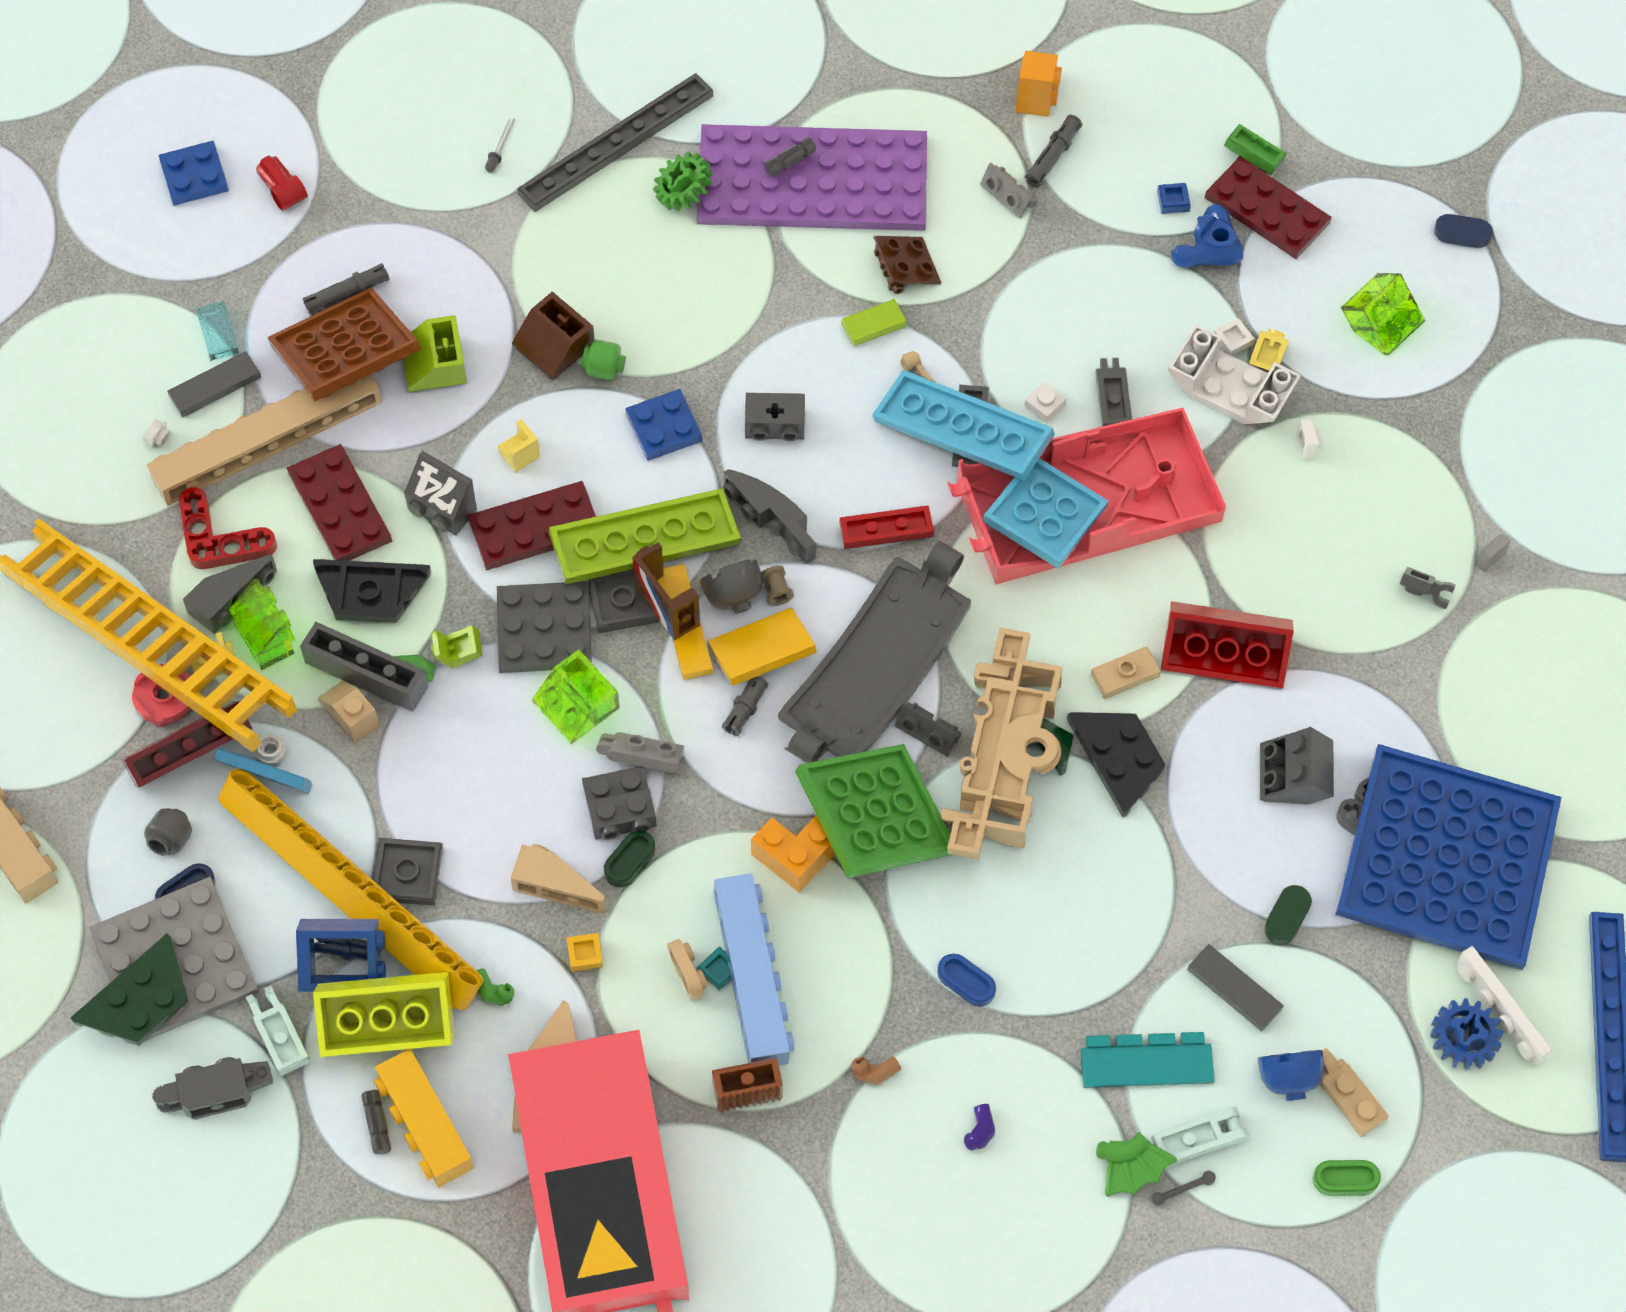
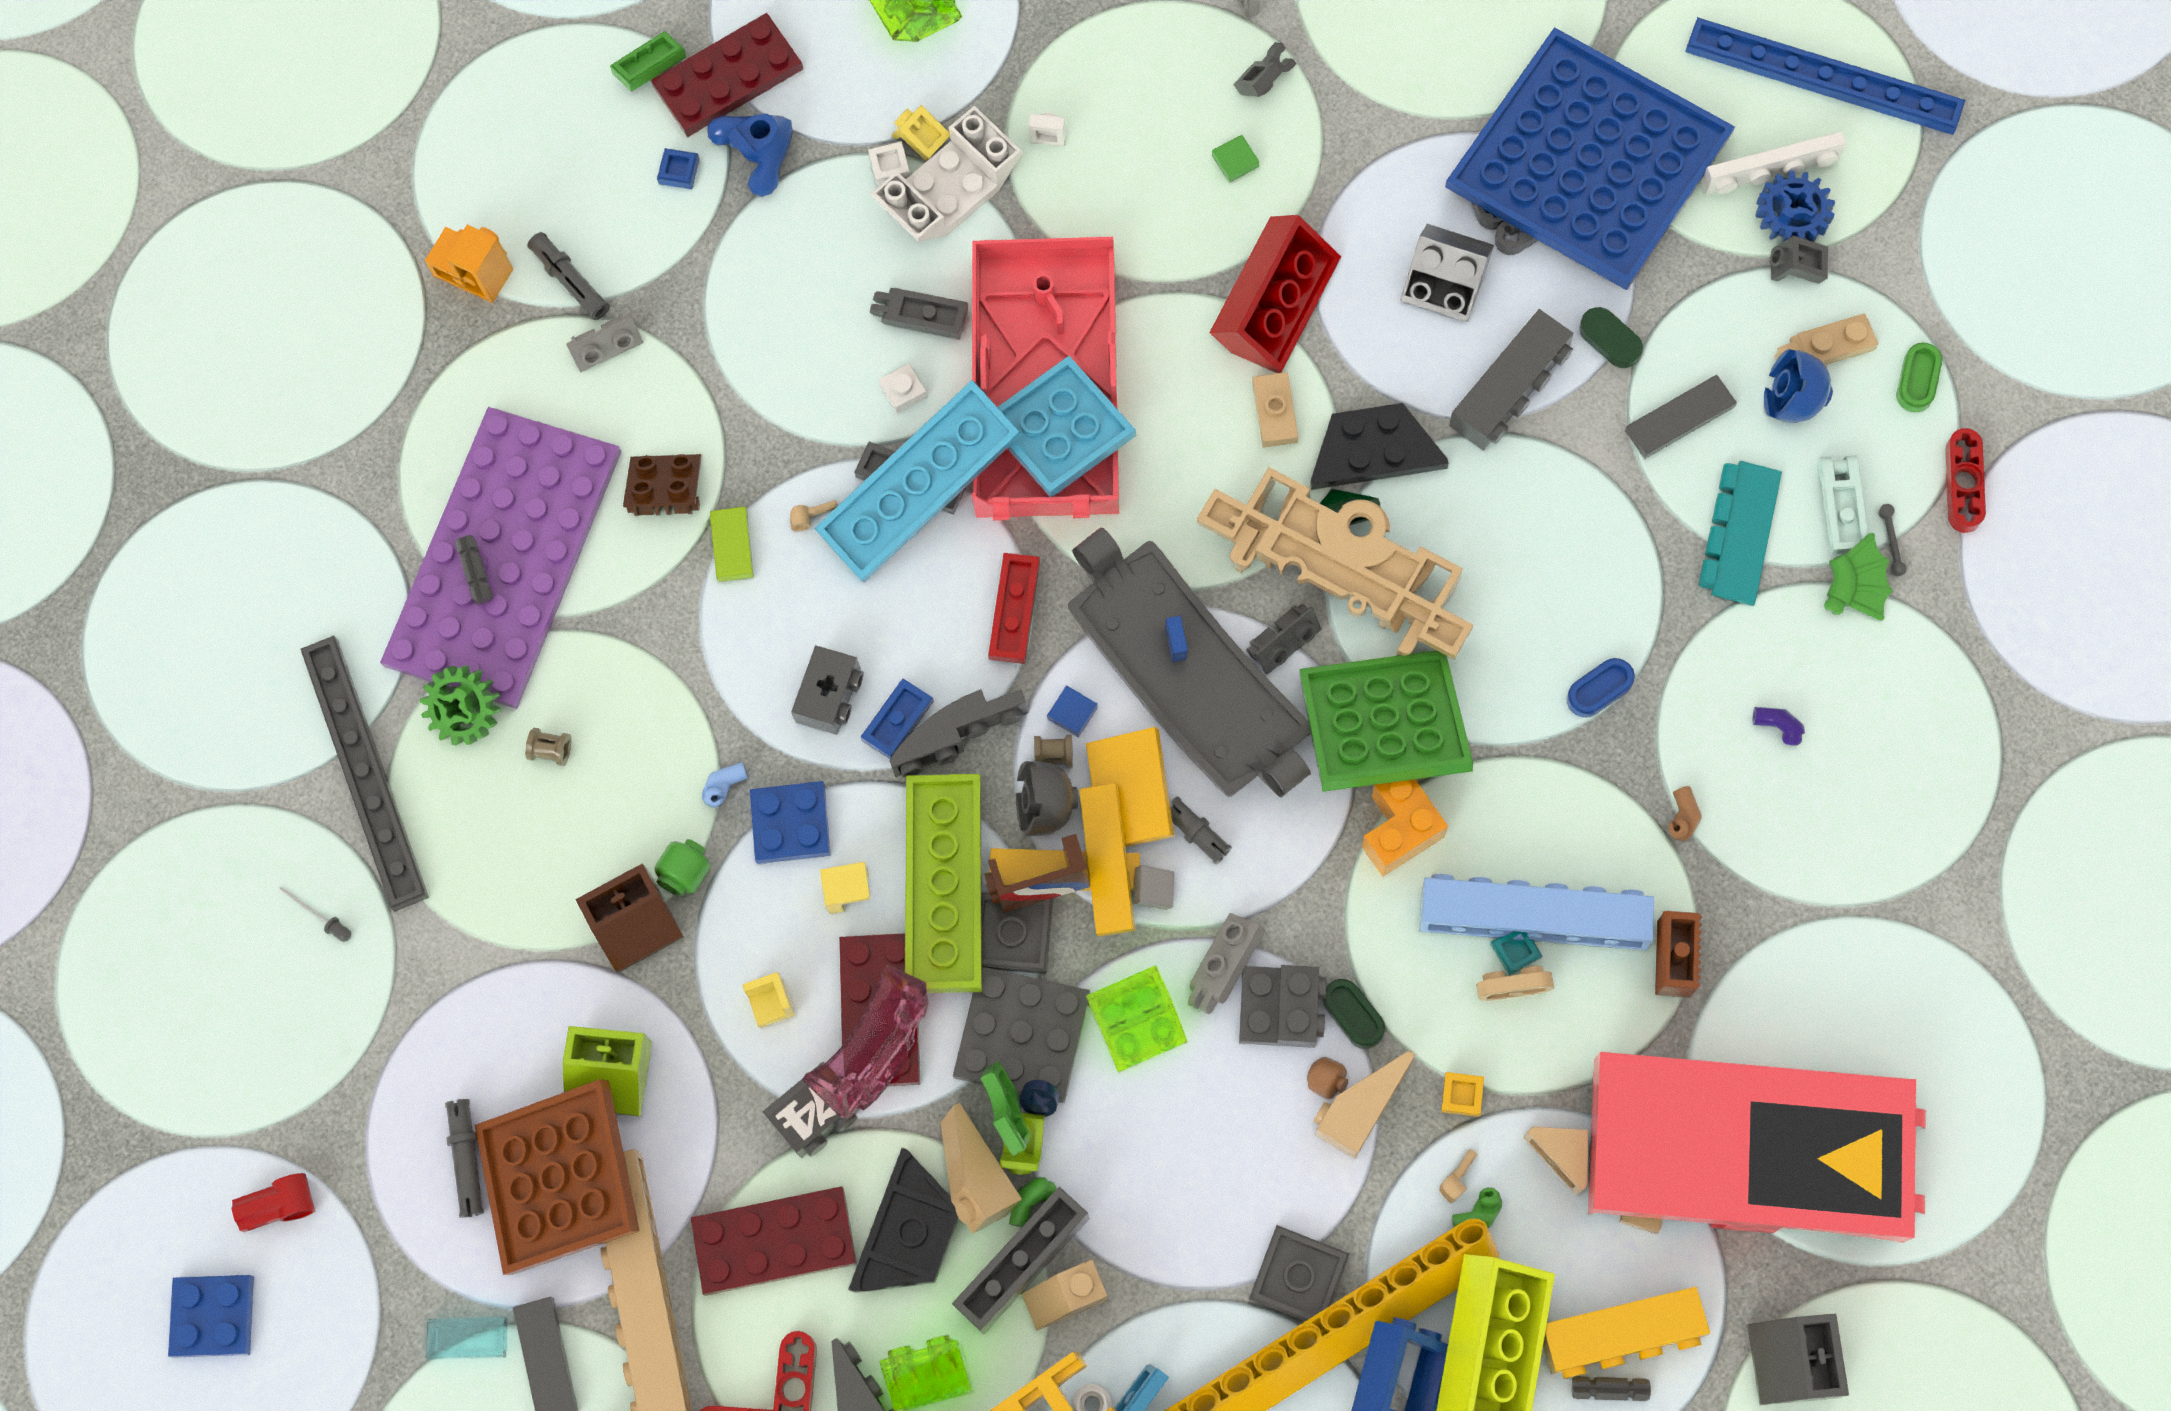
camera: 65 degrees left, 10 degrees up
(414, 622) = (974, 1175): none -> tan slope
(434, 1258) = (1798, 1359): none -> dark grey slope
(468, 620) = (1006, 1108): none -> bright green tile
(491, 517) = (875, 1047): none -> clear pink windscreen
(494, 647) = (1039, 1098): none -> dark blue tile
(509, 962) = (1452, 1187): none -> tan hand
(573, 852) = (1327, 1077): none -> medium nougat piece
(621, 469) = (844, 885): none -> light yellow panel
(671, 248) = (548, 746): none -> dark tan bush
(679, 369) = (719, 783): none -> light blue arm
(687, 685) = (1153, 887): none -> light grey tile
(697, 643) = (1107, 860): none -> yellow tile
(772, 470) = (897, 718): none -> blue plate
(815, 592) = (1072, 711): none -> blue tile
(894, 641) = (1176, 638): none -> blue tile
(1216, 842) = (1511, 380): none -> dark grey brick
(1234, 1234) = (1955, 493): none -> red beam
(1340, 586) = (1235, 158): none -> bright green tile
(1418, 1050) = (1799, 259): none -> dark grey bracket

